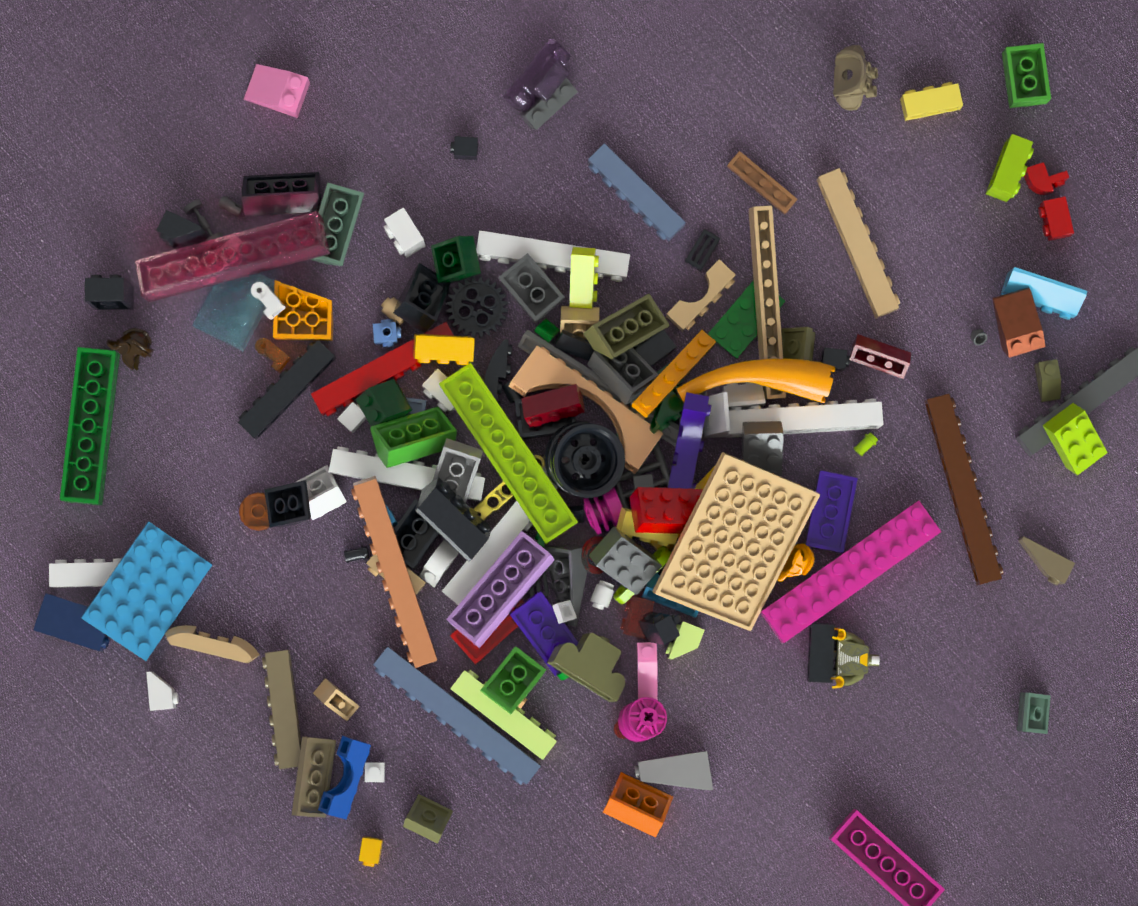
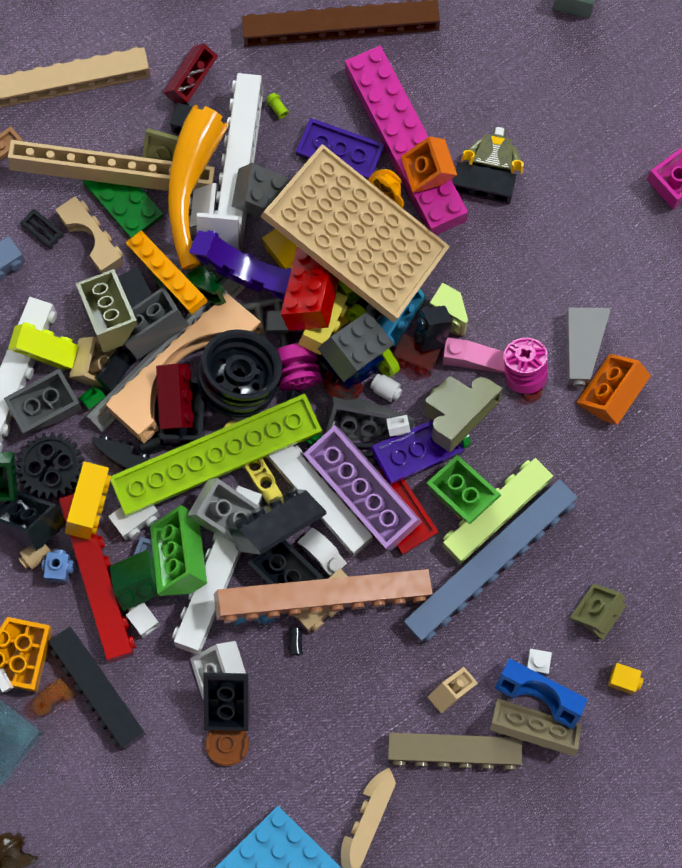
camera: 75 degrees left, 10 degrees down
(820, 598) = (428, 164): none -> orange slope

